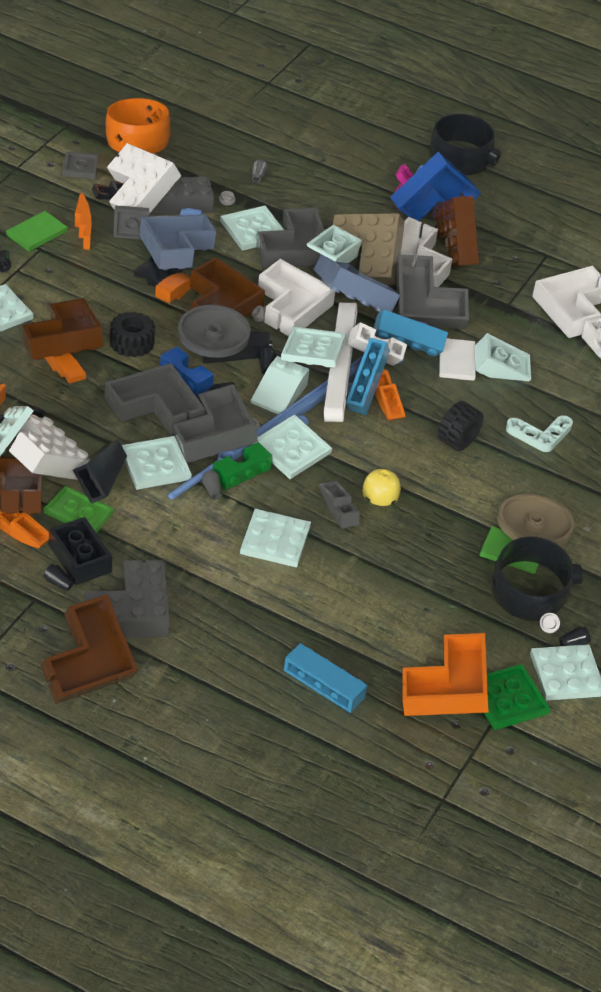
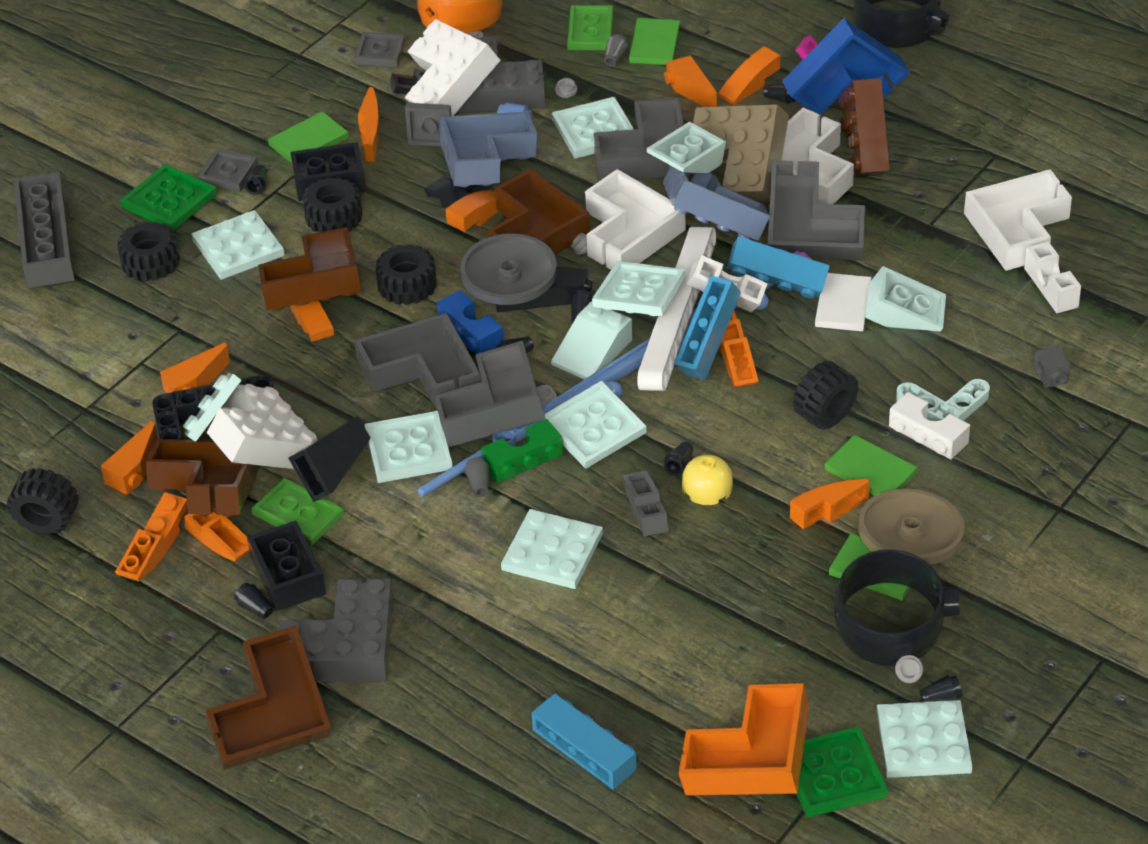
camera: 15 degrees right, 0 degrees up
(59, 256) = (327, 162): none -> black brick
(66, 281) = (332, 204): none -> black tyre
(236, 153) = (589, 27): none -> bright green tile
(286, 165) = (654, 41): none -> bright green tile
(320, 196) = (690, 81): none -> orange slope
(358, 472) = (678, 459): none -> black cone
(362, 193) = (750, 76): none -> orange slope
(385, 205) = (777, 92): none -> black cone
(472, 503) = (828, 501): none -> orange slope
(496, 478) = (866, 461): none -> bright green tile
(544, 456) = (942, 436): none -> white arch

